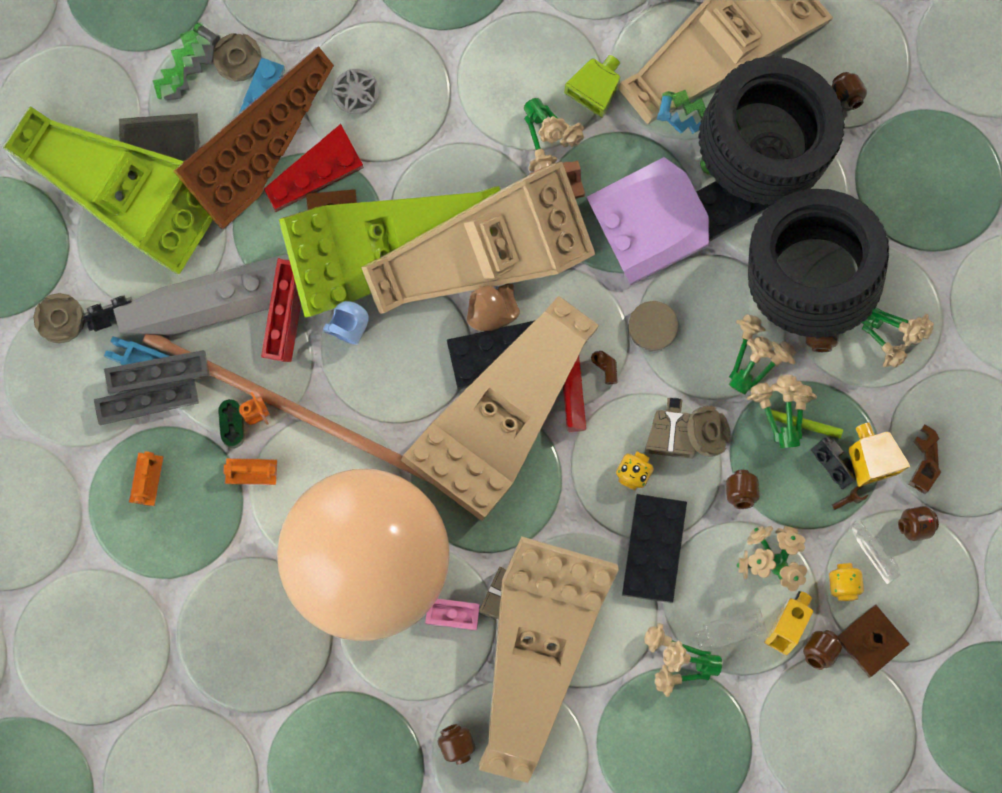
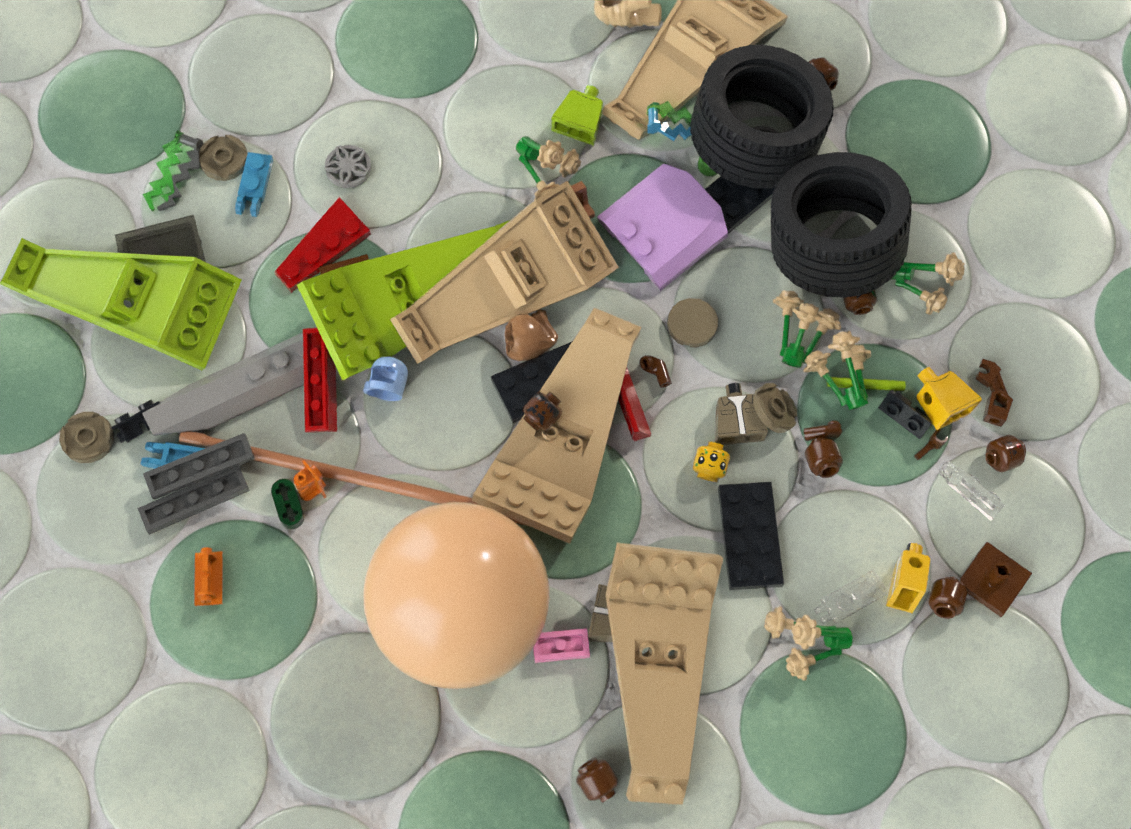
camera: 15 degrees left, 10 degrees down
(242, 156) = (247, 242): dark orange wing -> none
(250, 471) = (317, 547): orange hinge -> none
(485, 389) = (542, 411): none -> reddish brown head
(758, 464) = (829, 431): none -> reddish brown arm
(766, 561) = (870, 519): tan plant -> none
(846, 582) = (952, 526): yellow head -> none

